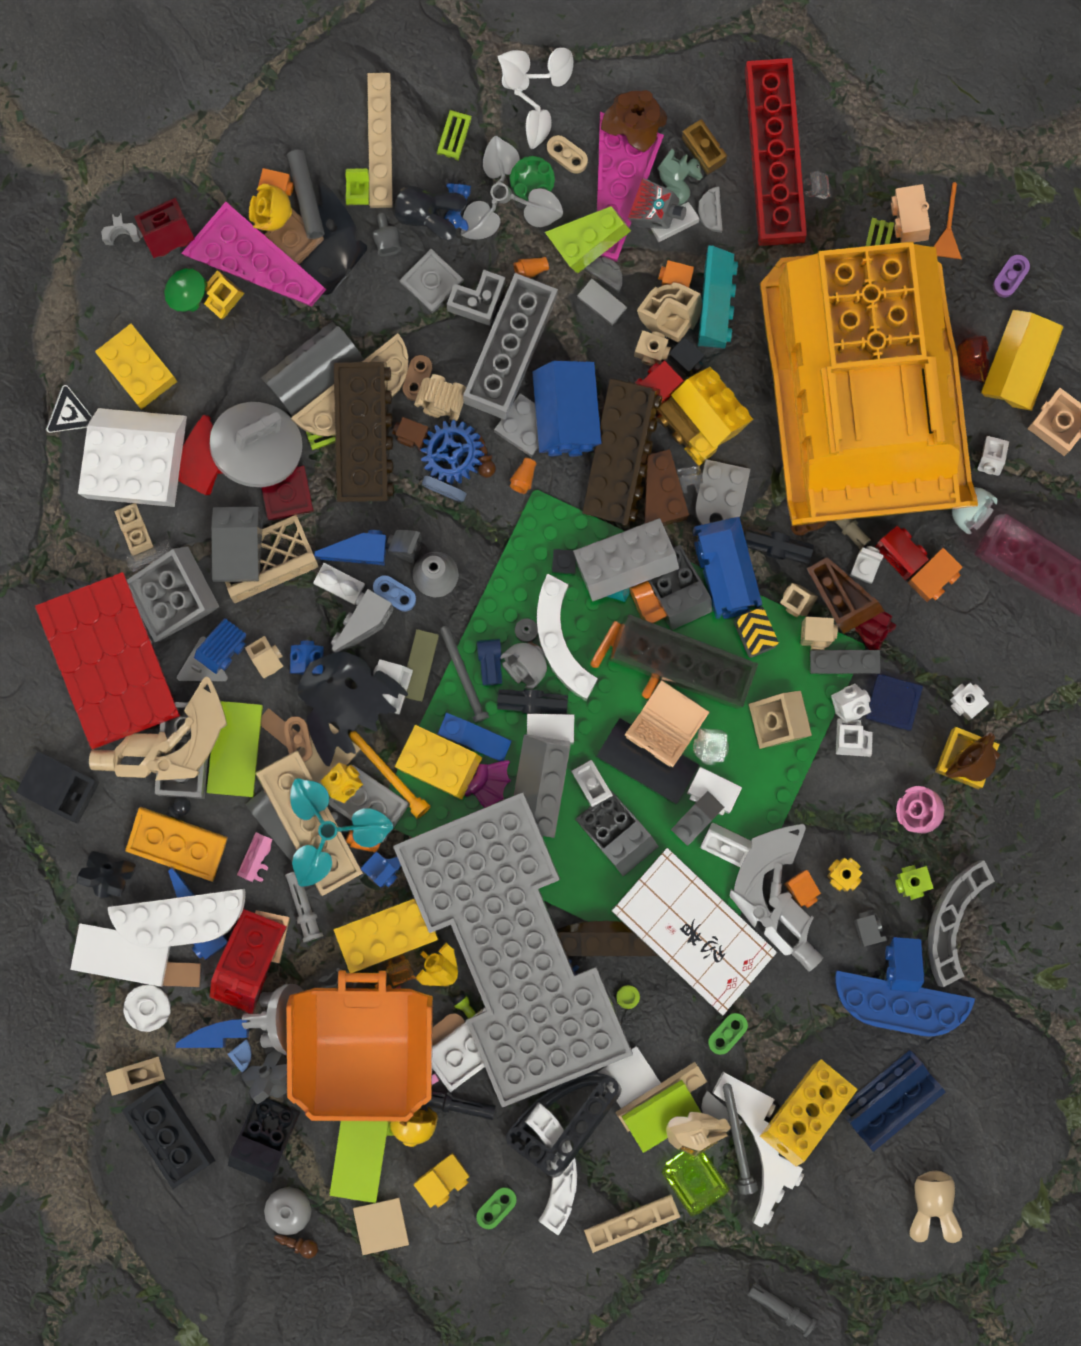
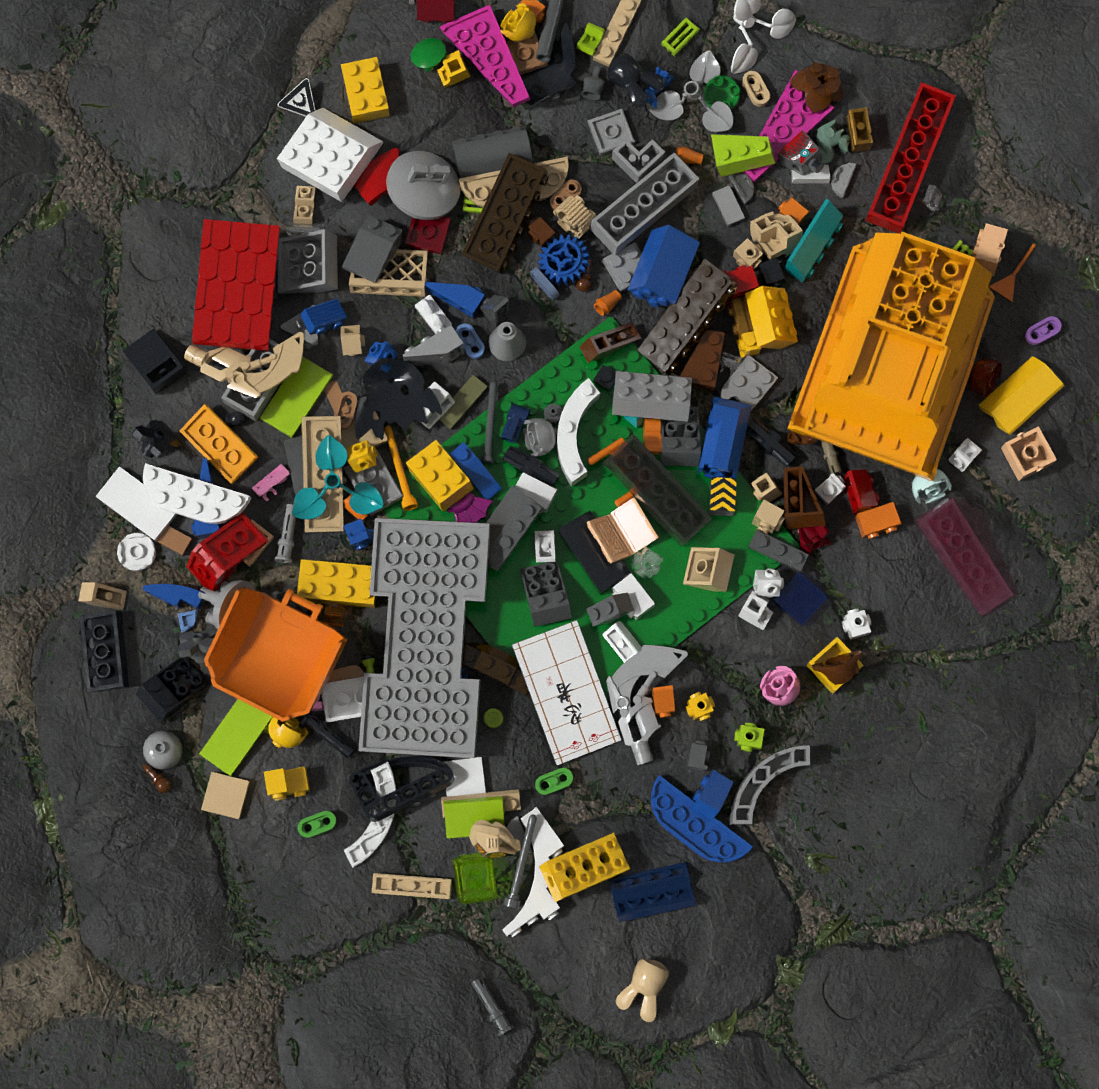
camera: 25 degrees right, 5 degrees down
(440, 969) = (364, 628): yellow brick -> none
(549, 520) = (609, 342): none -> reddish brown slope

